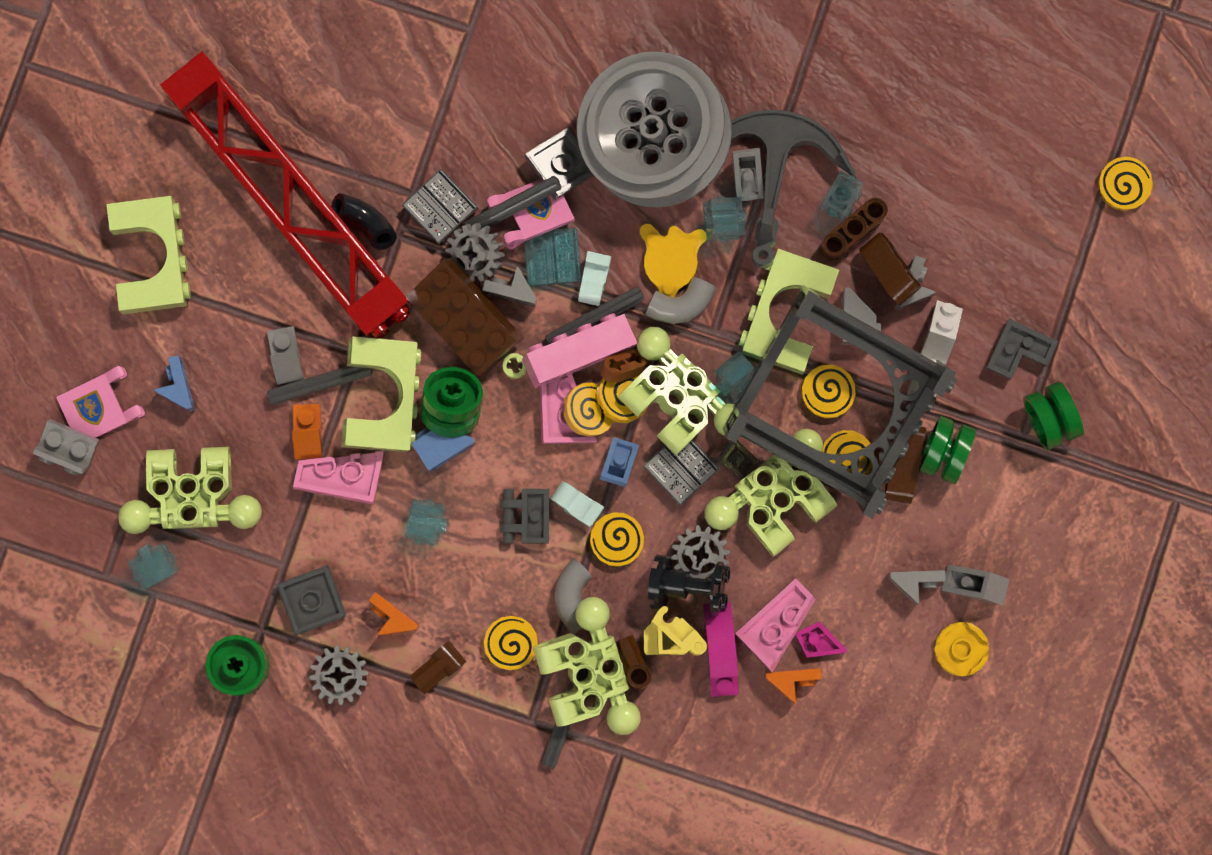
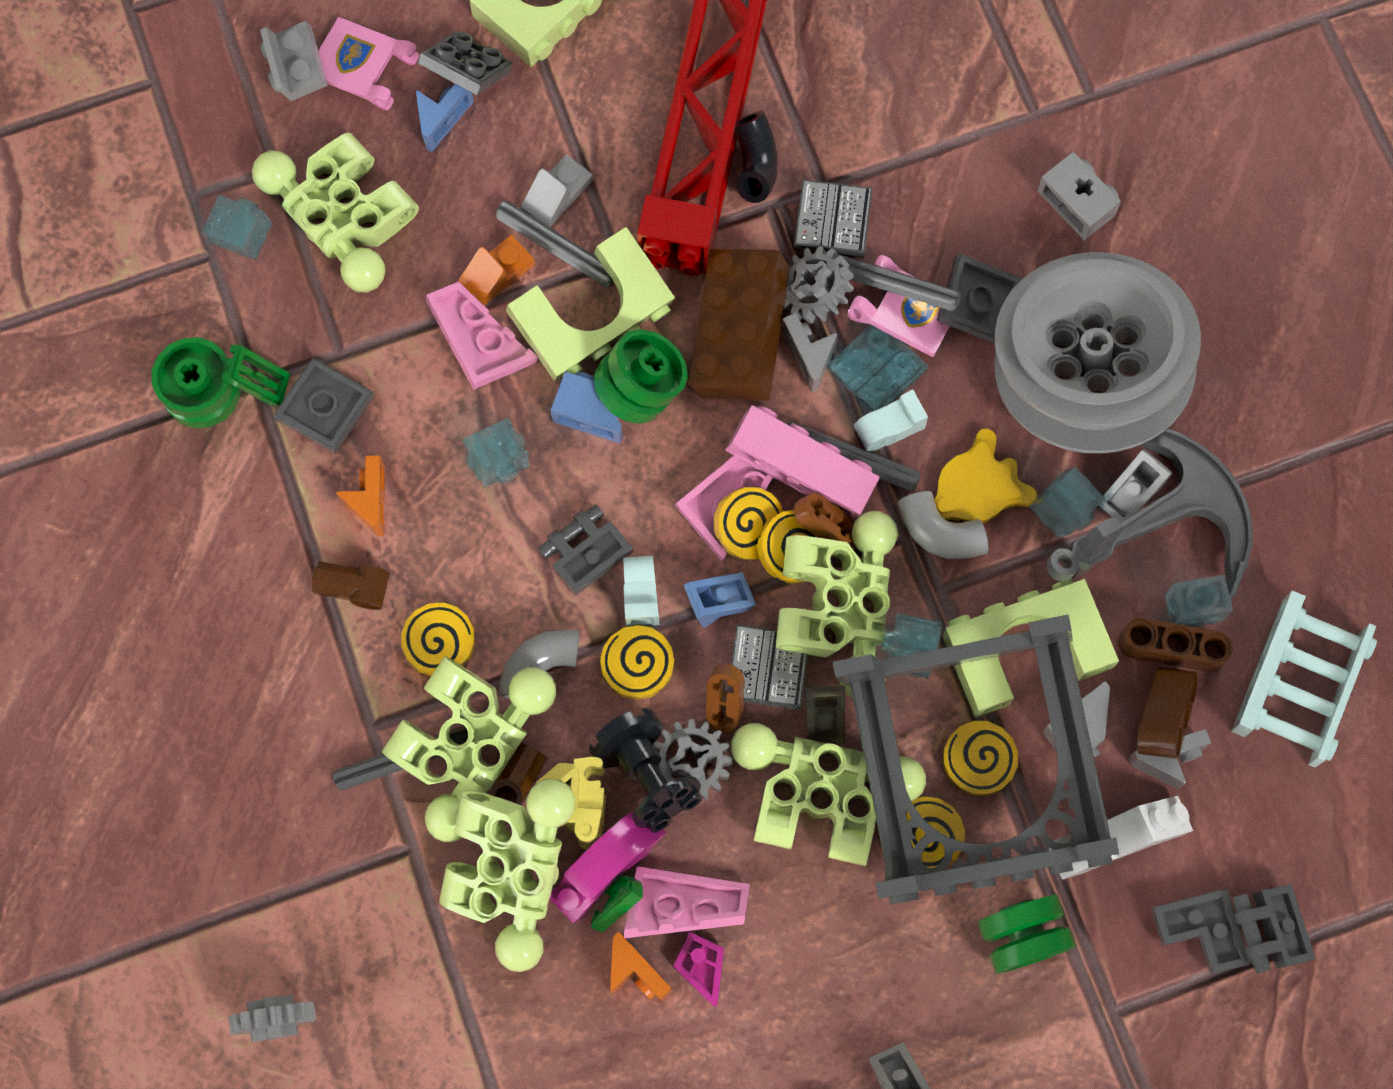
camera: 55 degrees right, 10 degrees down
(158, 345) = (466, 62): none -> dark grey tile
(254, 633) = (232, 376): none -> green tile
(338, 662) = (274, 480): light grey gear -> none
(509, 372) = (732, 404): yellowish green bush -> none
(559, 53) = (1079, 195): none -> light grey brick
(677, 510) = (717, 696): none -> dark orange beam
(682, 687) = (530, 846): none -> yellowish green connector
(748, 658) = (623, 896): none -> green tile
(903, 482) = (963, 909): reddish brown beam -> none
(908, 582) = (848, 1011): light grey slope -> none
(915, 196) = (1266, 682): none -> light aqua fence
(1053, 415) = (1165, 1023): green wheel -> none
(1054, 306) = (1282, 926): none -> dark grey plate

